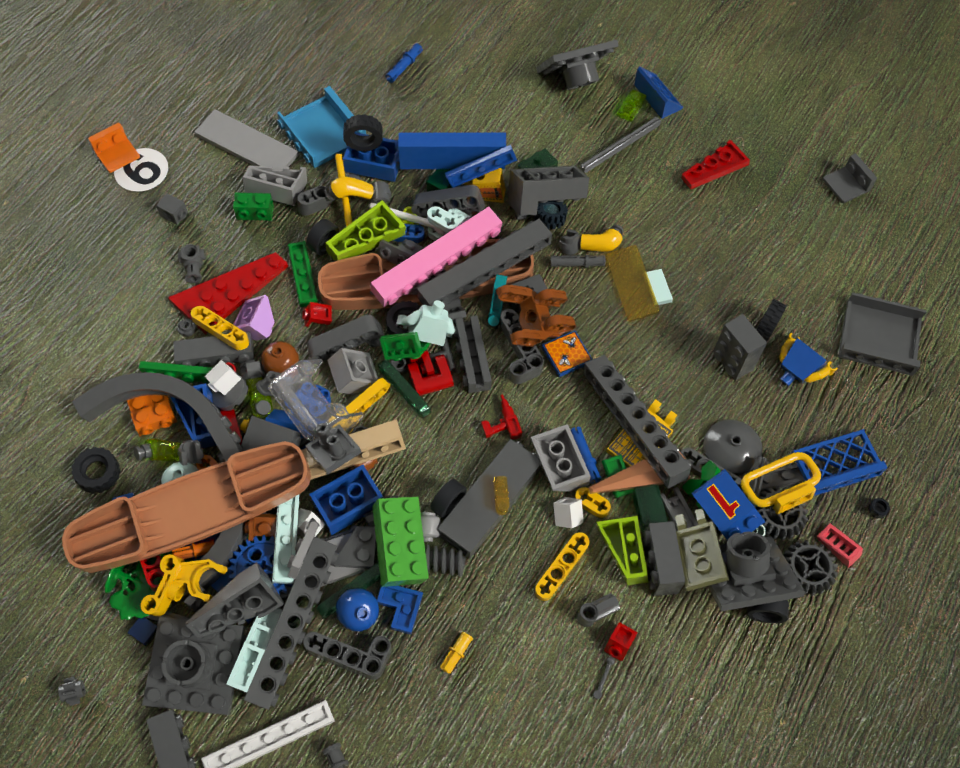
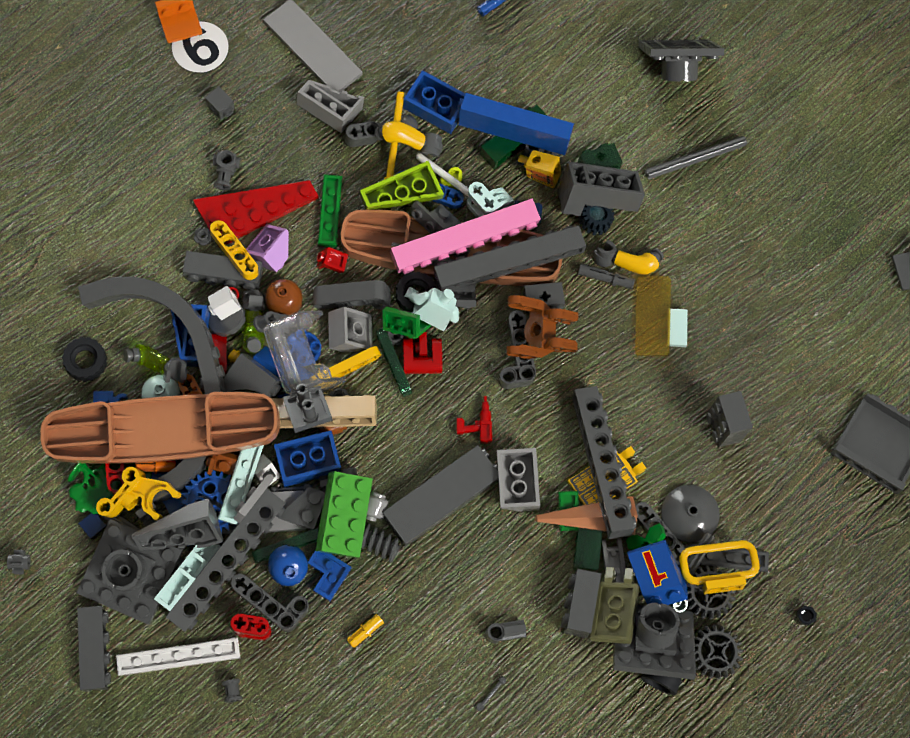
camera: 10 degrees right, 10 degrees up
(151, 413) = (148, 318): orange plate -> none
(183, 372) = (177, 280): green plate -> none
(253, 206) = (301, 124): green brick -> none
(318, 128) = (393, 51): dark azure panel -> none
(320, 234) = (359, 178): black tyre -> none
(331, 690) = (248, 631): none -> red connector
(367, 123) = (430, 80): black tyre -> none
(448, 355) = (446, 338): dark grey piece -> none
(448, 498) = (401, 485): black tyre -> none
(463, 198) = (498, 175): dark grey beam -> none
(473, 355) = (470, 346): dark grey brick -> none
(481, 166) = (539, 150): blue tile -> none
(496, 304) = (515, 289): teal piece -> none
(501, 494) = (451, 498): clear yellow bar -> none
(564, 567) = (487, 580): yellow beam -> none
(566, 353) = (563, 372): tile -> none
(568, 512) = (510, 531): white panel -> none
(590, 462) = (545, 480): blue pin -> none
(593, 500) = (533, 531): yellow beam -> none
(620, 641) = (517, 666): red bracket -> none
(625, 545) = (552, 581): lime wedge -> none
(631, 105) = (723, 114): clear neon green plate -> none
(657, 93) = (755, 108): blue slope -> none
(722, 162) = (795, 208): red wing -> none
(771, 319) = (773, 398): black tyre -> none
(802, 362) = (788, 450): blue torso -> none
(844, 540) = (768, 651): coral slope -> none
(848, 476) = (787, 577): blue fence -> none

